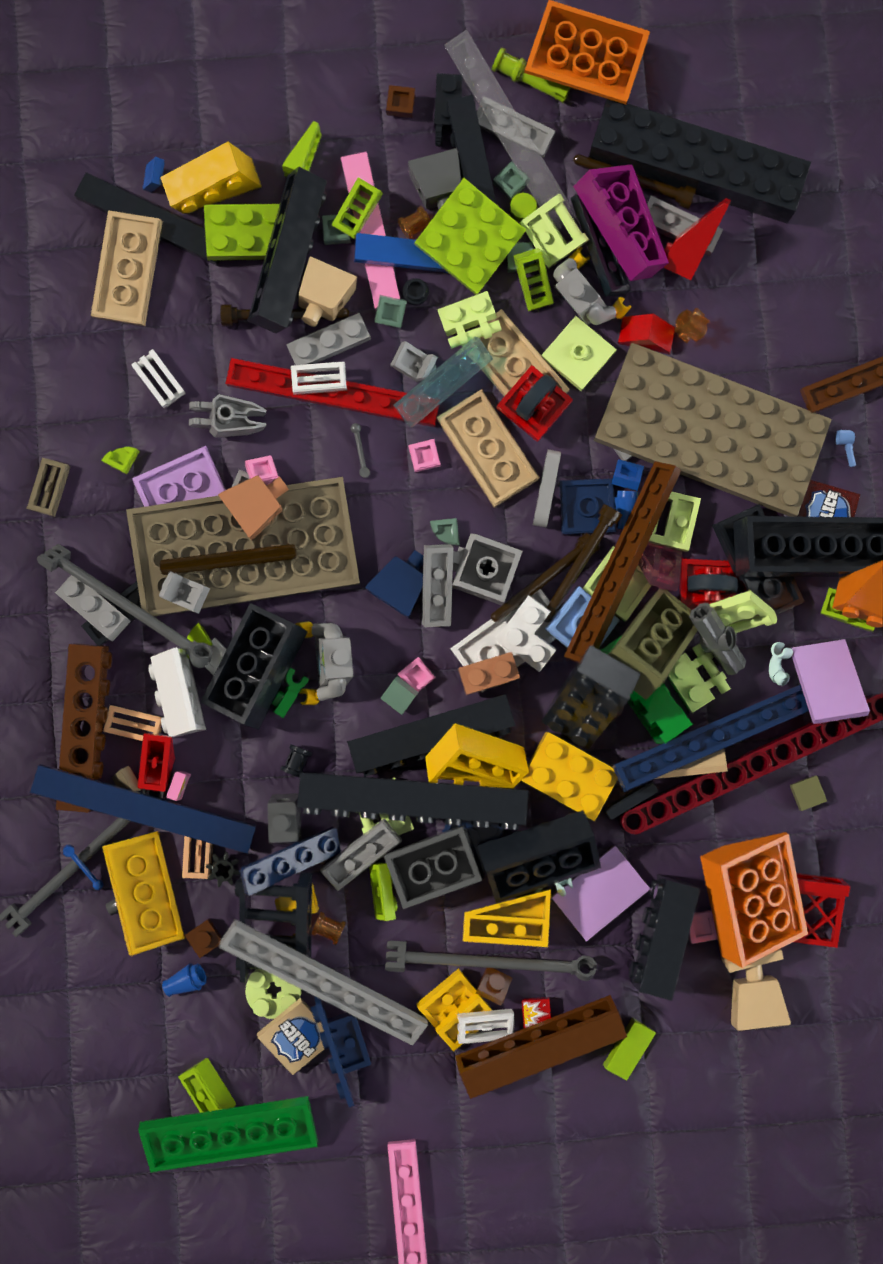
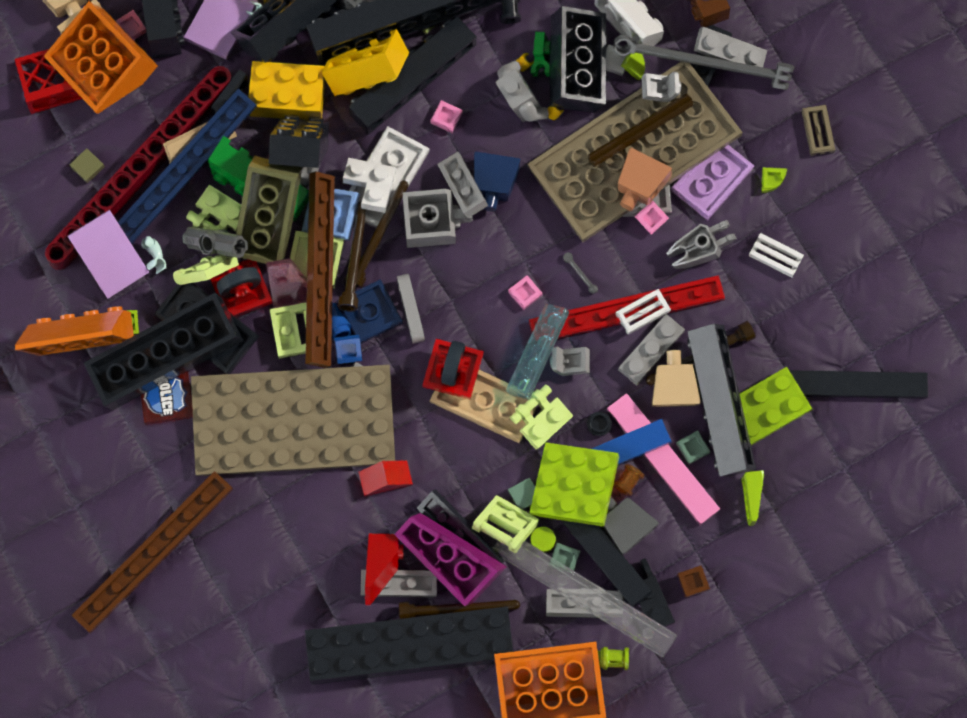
camera: 155 degrees right, 10 degrees down
(126, 268) = (850, 331): tan tile -> none
(153, 172) = (869, 418): blue tile -> none
(210, 179) = (817, 433): yellow wedge -> none
(348, 204) = (681, 483): lime slope -> none
(390, 311) = (611, 395): sand green tile -> none
(399, 695) = (452, 94): sand green tile -> none
(446, 531) = (477, 240): sand green tile -> none
(487, 448) = (475, 322): tan tile -> none
(488, 673) = (388, 136): nougat brick -> none
(535, 254) = (514, 488): lime slope -> none
(578, 353) = (436, 435): yellowish green plate -> none
(582, 295) = (456, 477): light grey torso -> none
(691, 325) = (350, 497): clear orange gear -> none
(847, 438) = (177, 465): medium blue hand -> none

